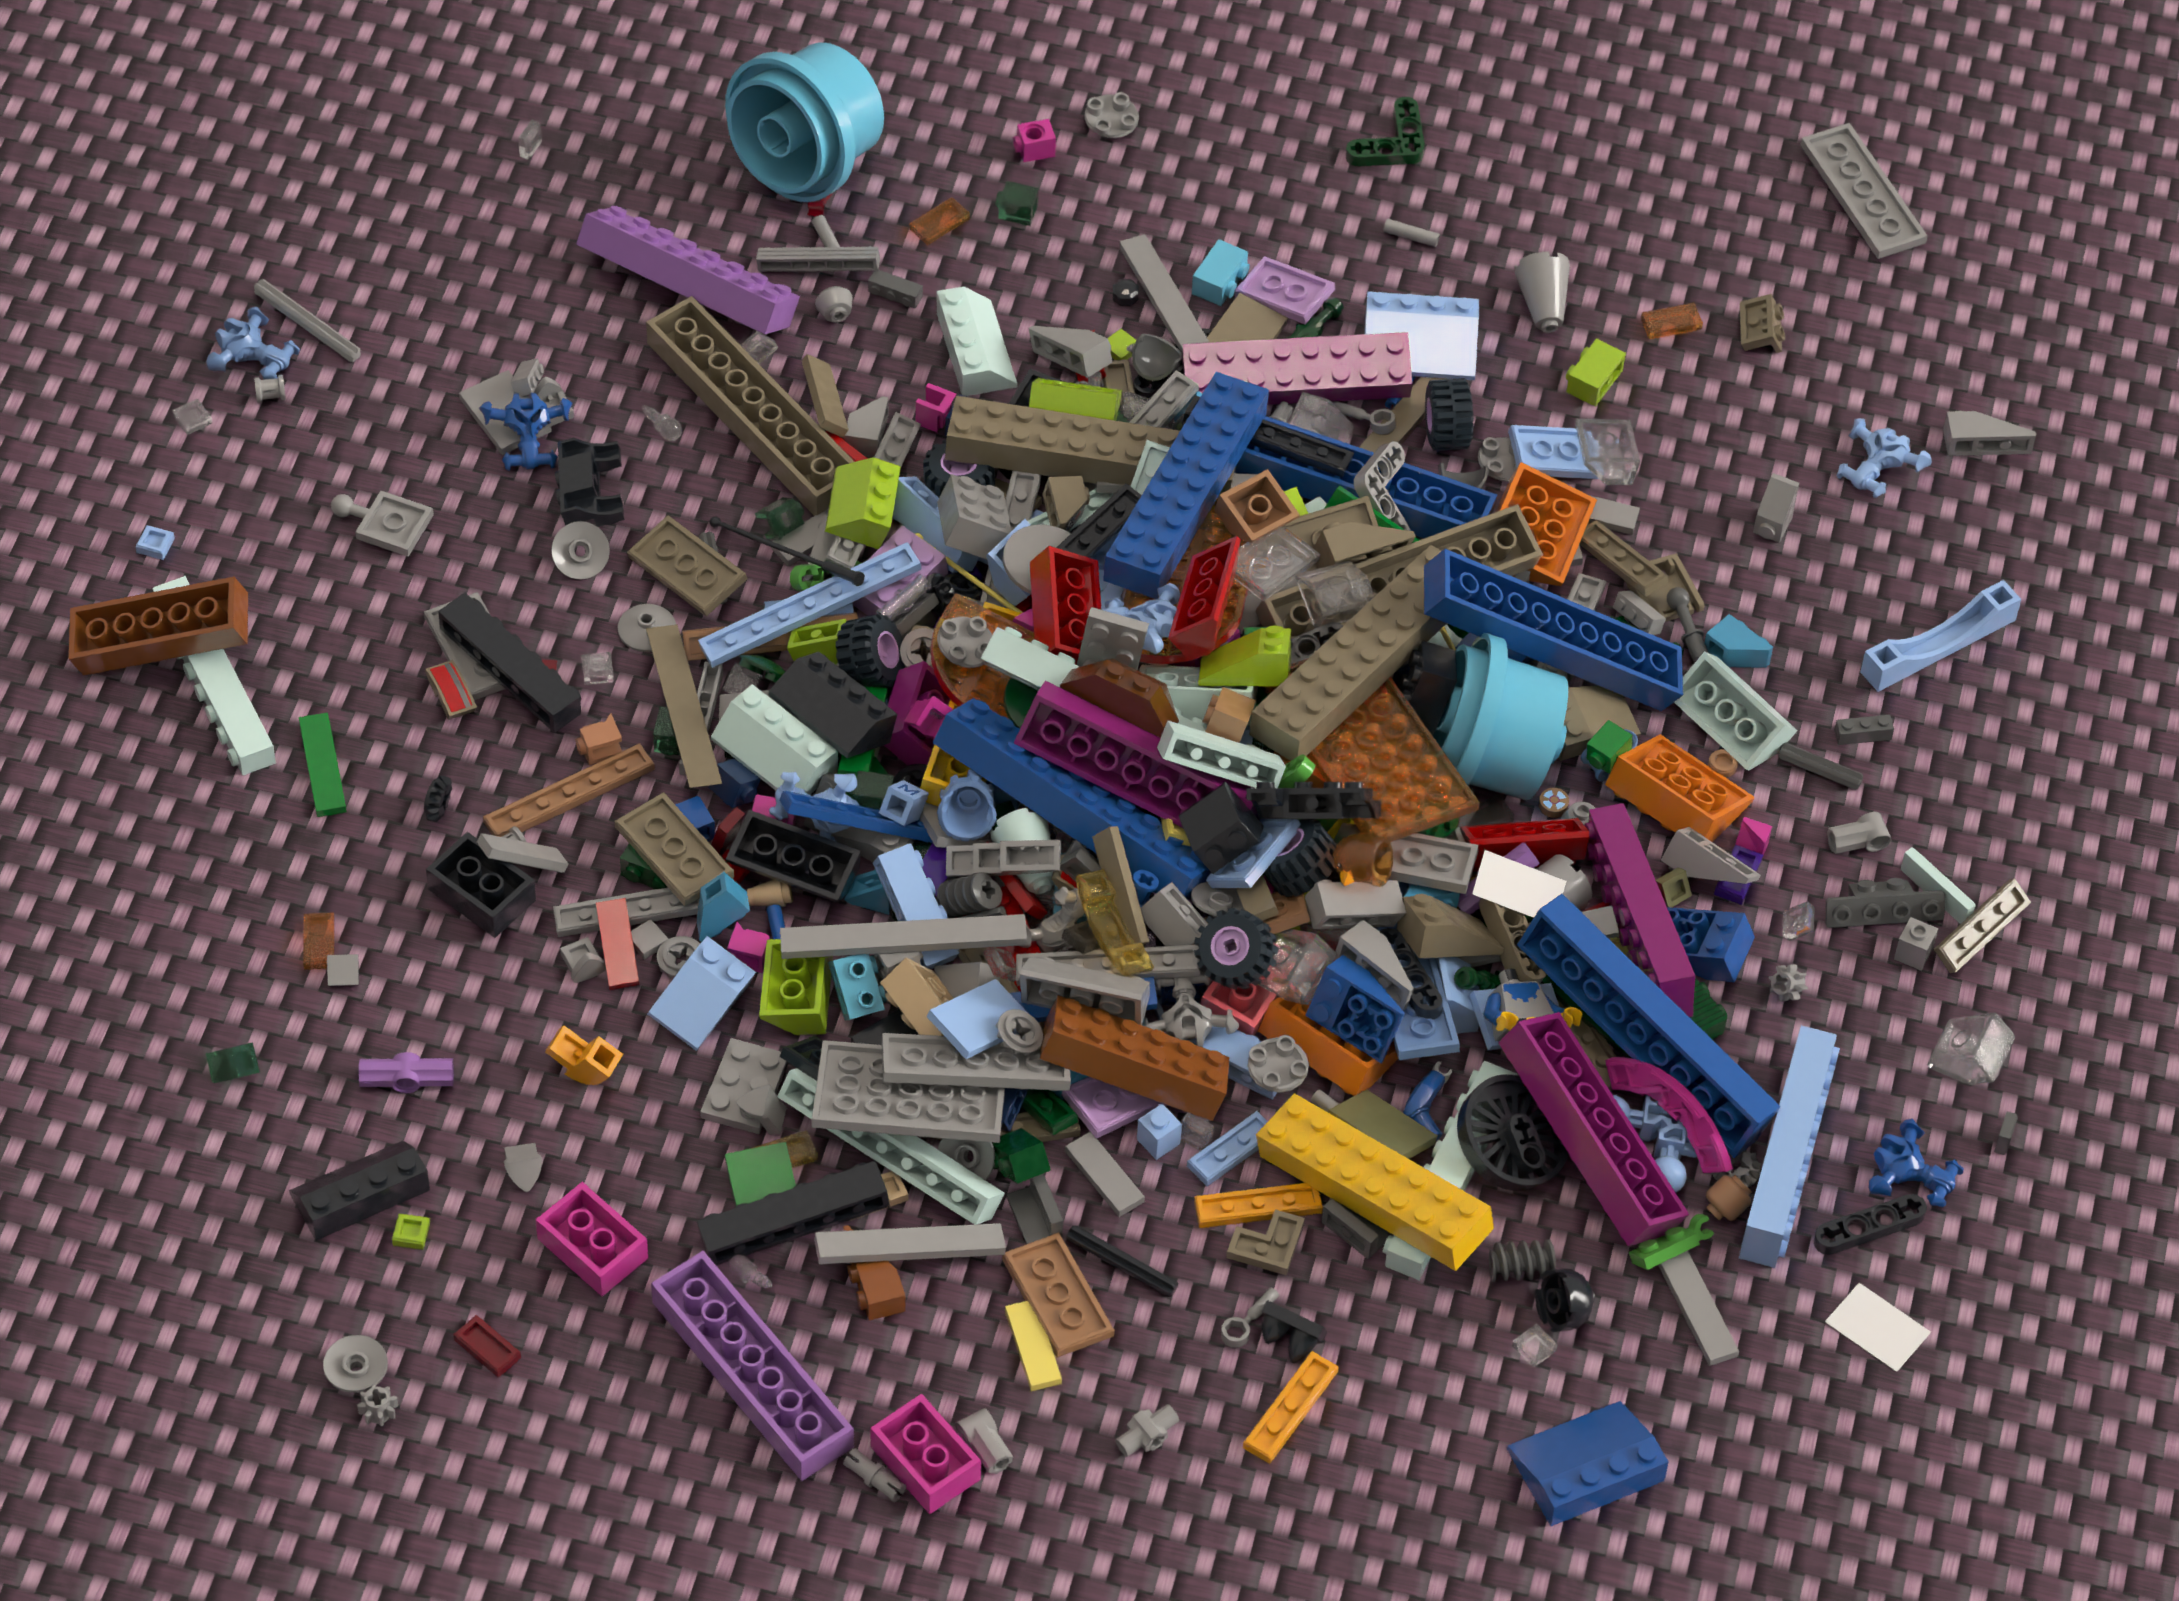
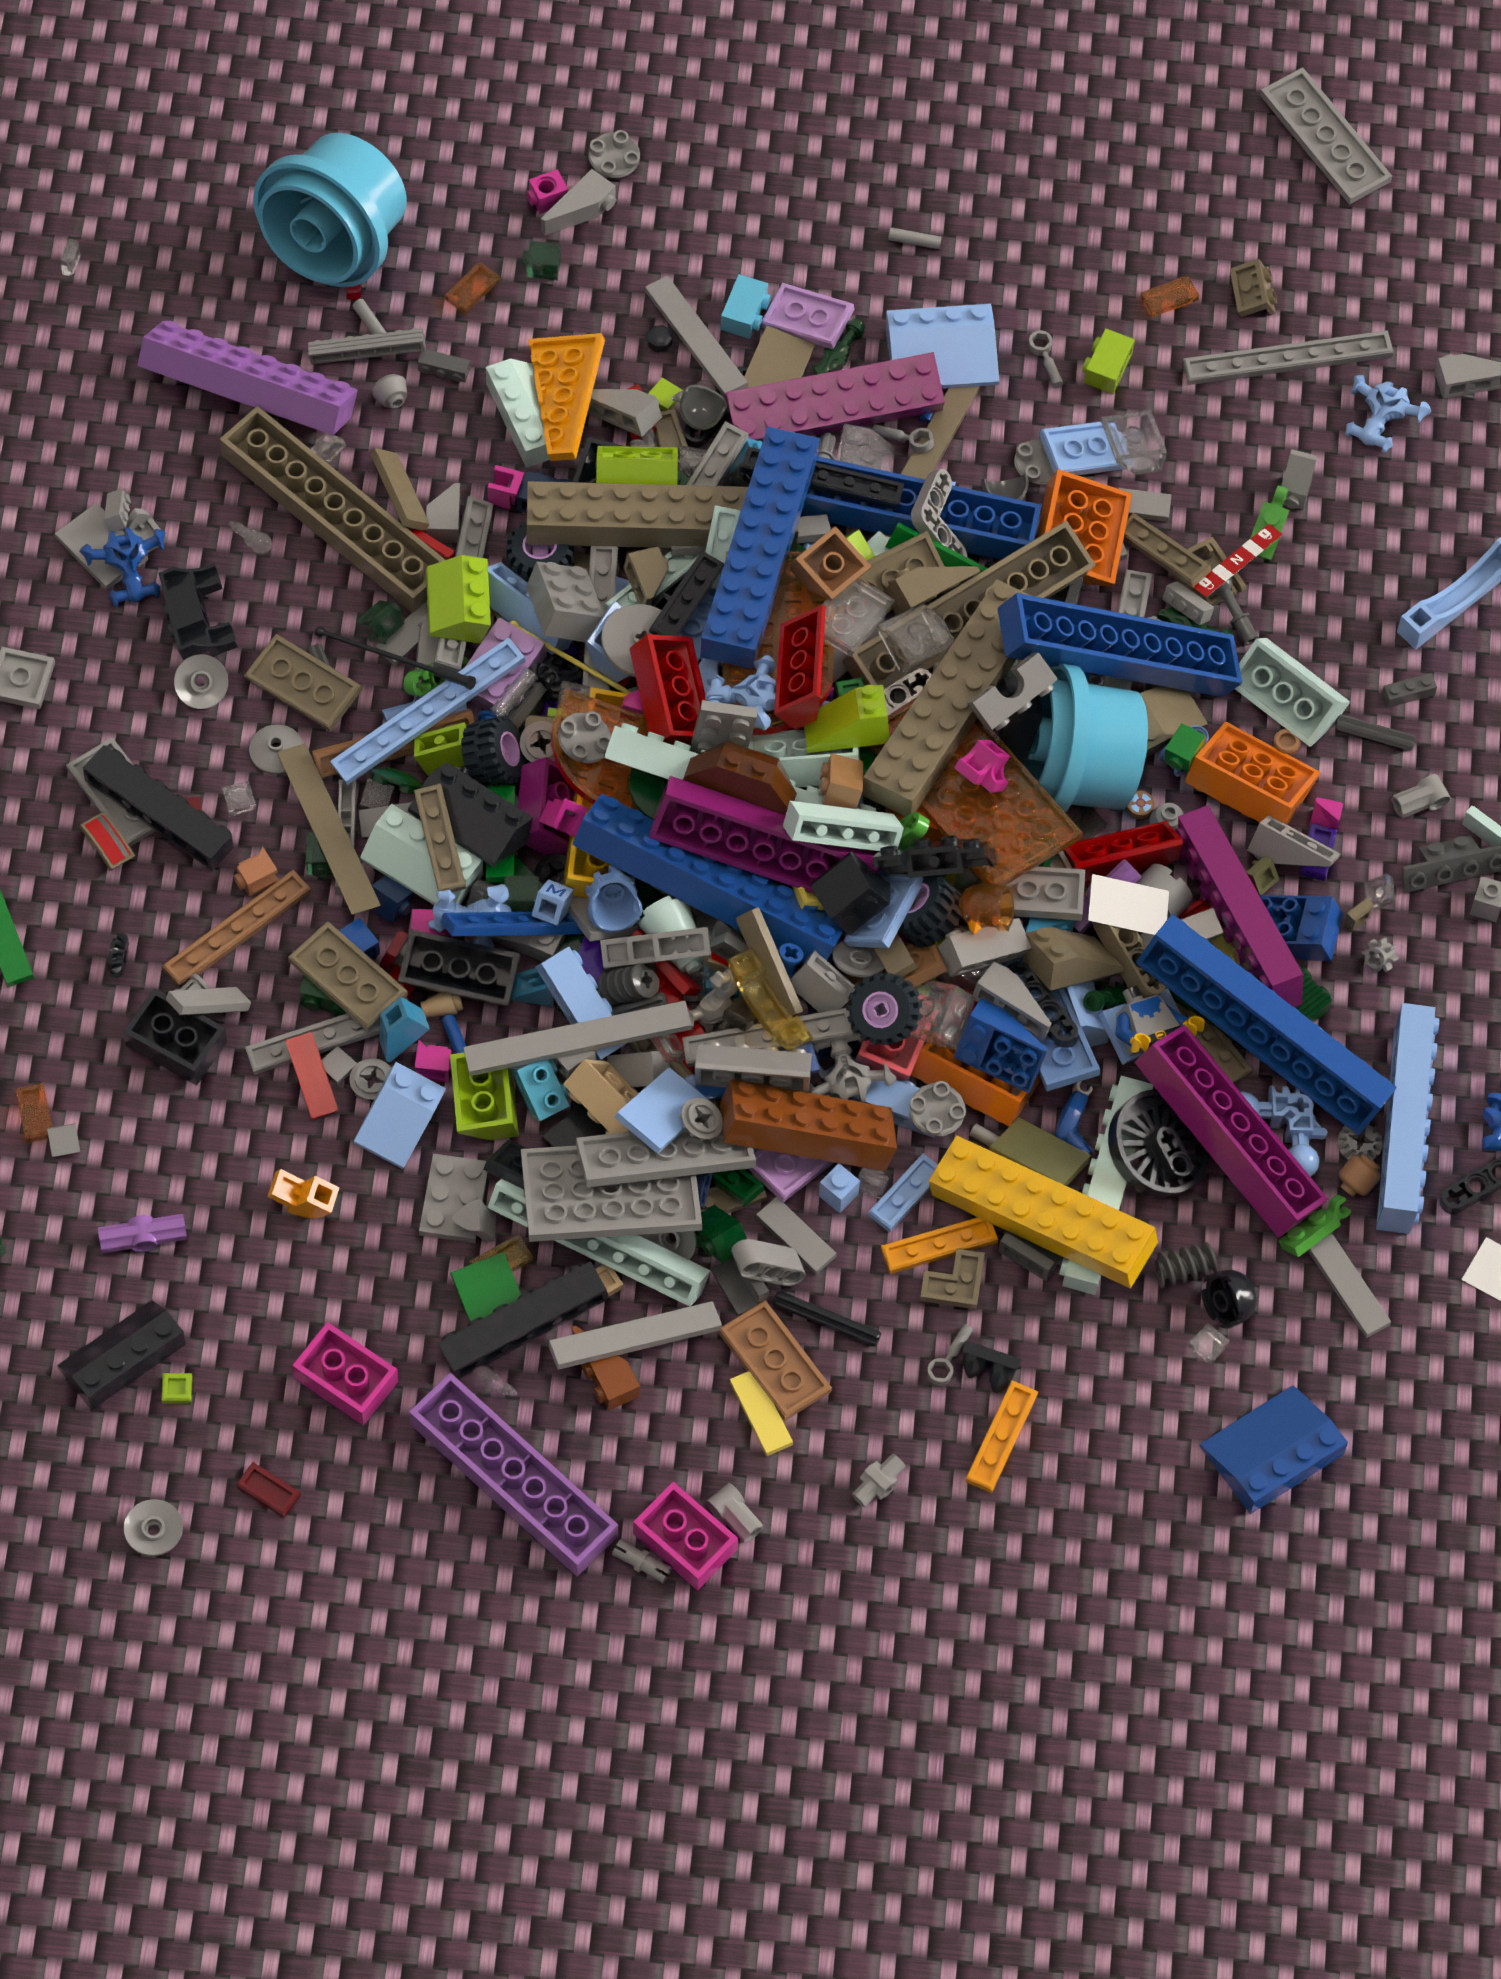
camera: 10 degrees left, 10 degrees up
(377, 1405) = (181, 1556): light grey gear -> none
(523, 1165) = (267, 1308): light grey tile -> none
(582, 960) = (281, 1095): light grey tile -> none
(795, 721) = (440, 838): none -> dark tan tile
(1014, 320) = (564, 385): none -> light orange wing
(1066, 156) = (580, 204): none -> light grey slope
(1067, 1191) = (768, 1262): none -> light grey beam
(1385, 720) = (985, 766): none -> dark pink brick
(1398, 145) = (887, 148): dark green beam -> none
(1403, 662) = (1033, 679): none -> light grey arch
(1449, 414) = (983, 427): black wheel -> none
(1528, 356) = (1048, 361): none -> light grey piece
(1544, 287) = (1049, 283): light grey cone -> none
(1679, 1103) = (1303, 1093): dark pink tile -> none
(1698, 576) = (1238, 560): none -> red sticker
(1737, 644) = (1282, 622): dark azure slope -> none
(1739, 550) = (1273, 515): none -> bright green plate
(1771, 940) = (1358, 915): none -> dark tan tile
(1787, 395) = (1287, 357): none -> light grey tile

